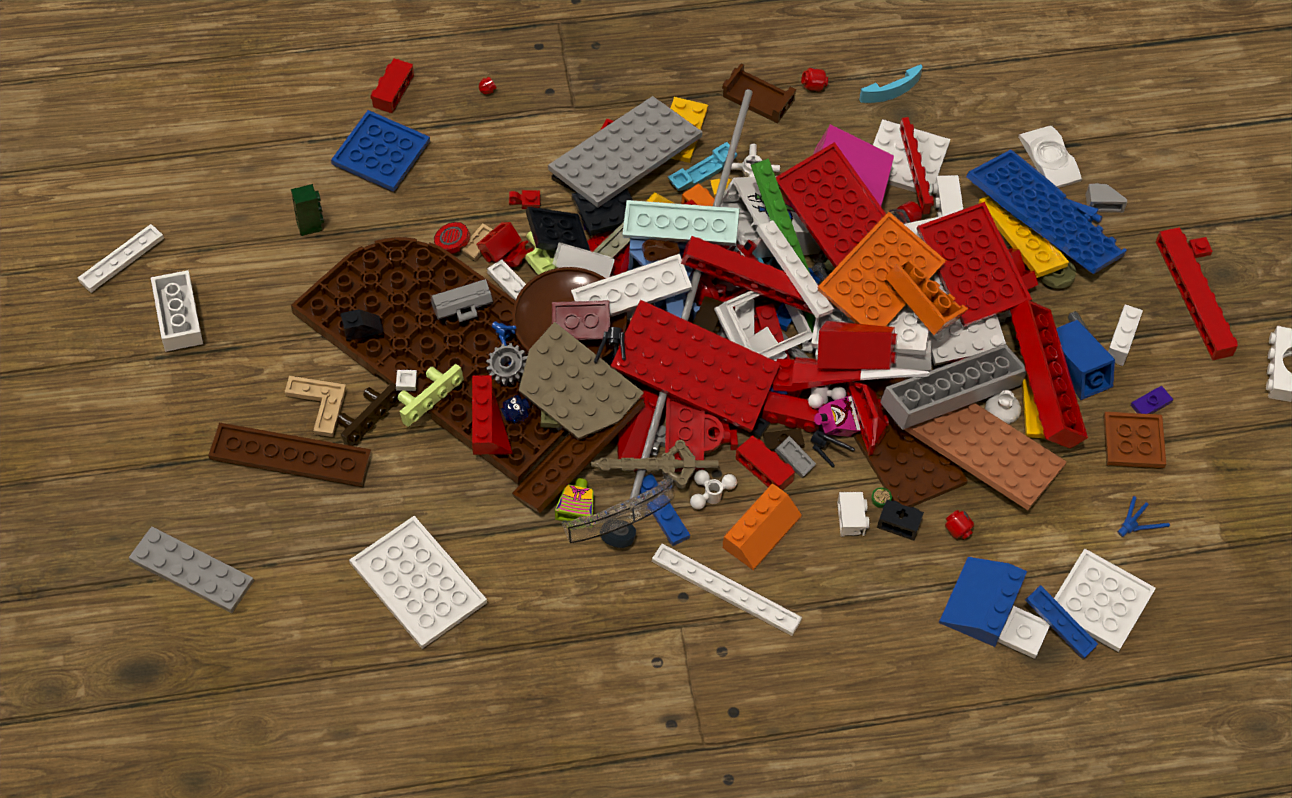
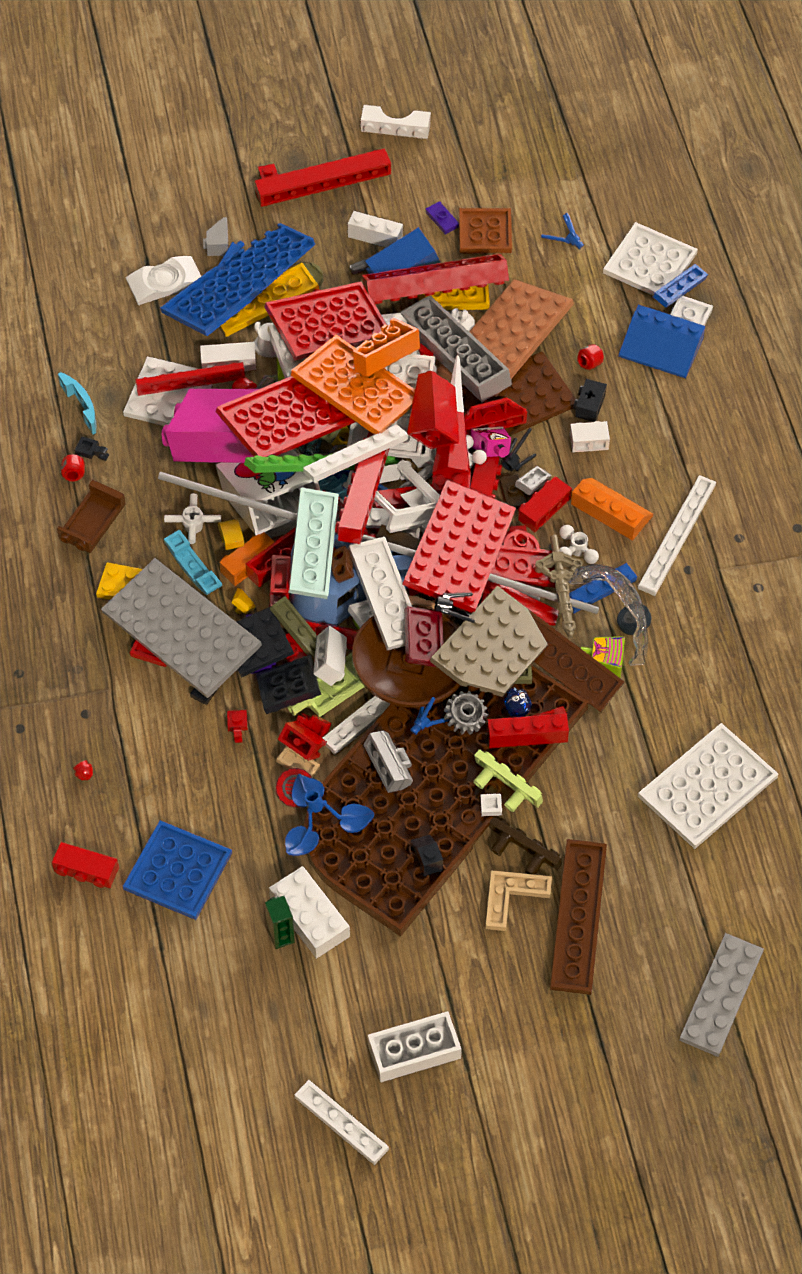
camera: 90 degrees left, 0 degrees up
(323, 241) = (312, 912): none -> white brick
(390, 233) = (309, 793): none -> blue plant
(838, 92) = (88, 448): none -> black plate
(879, 497) = (566, 416): tile -> none

